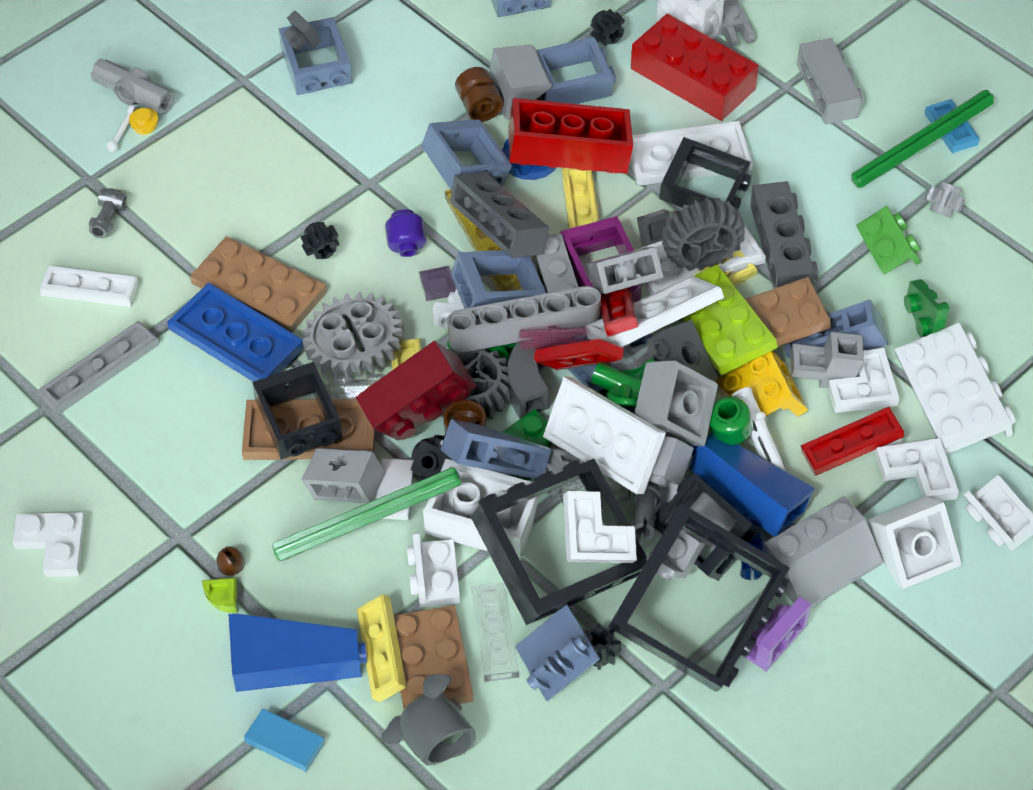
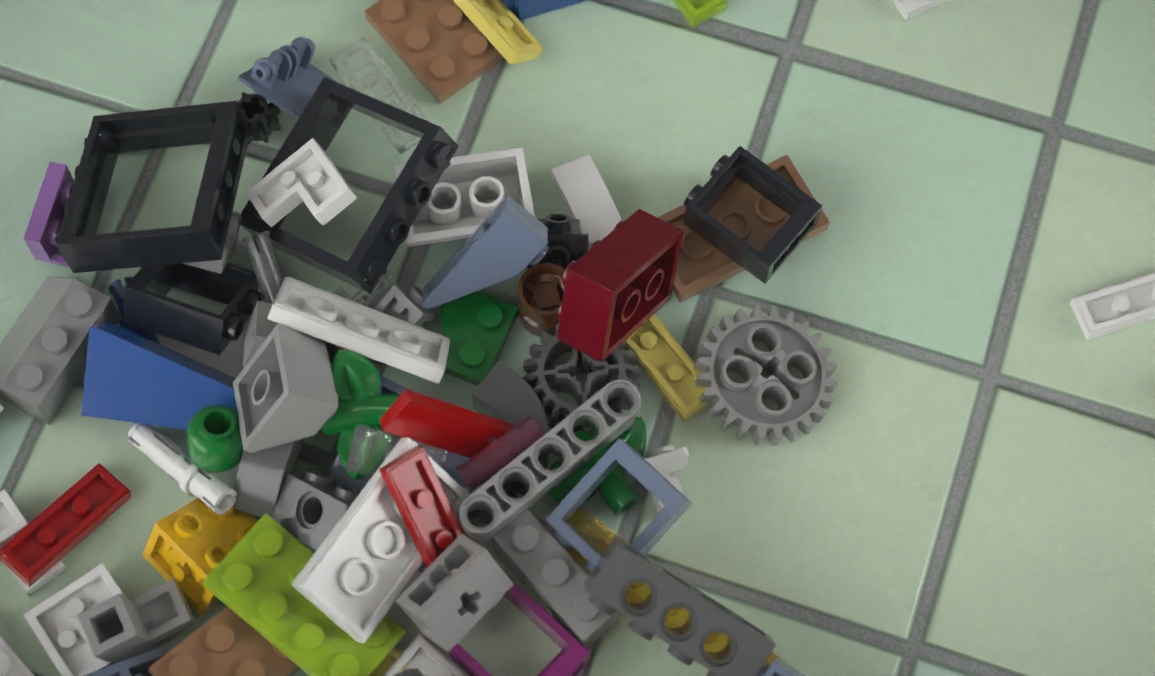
camera: 150 degrees right, 15 degrees up
(98, 367) = (1037, 199): light grey tile -> none
(224, 563) = (711, 43): reddish brown hinge -> none
(235, 334) = (909, 310): blue plate -> none
(260, 283) = (938, 405): medium nougat plate -> none
(320, 240) = (901, 494): black gear -> none
(343, 475) = (648, 172): light grey brick -> none
(347, 387) = (706, 304): clear plate -> none
(366, 514) = (585, 129): axle -> none
(405, 233) = (801, 565): dark purple head -> none
(435, 572) = (483, 120): white bracket -> none
(437, 283) = (714, 517): clear purple tile -> none

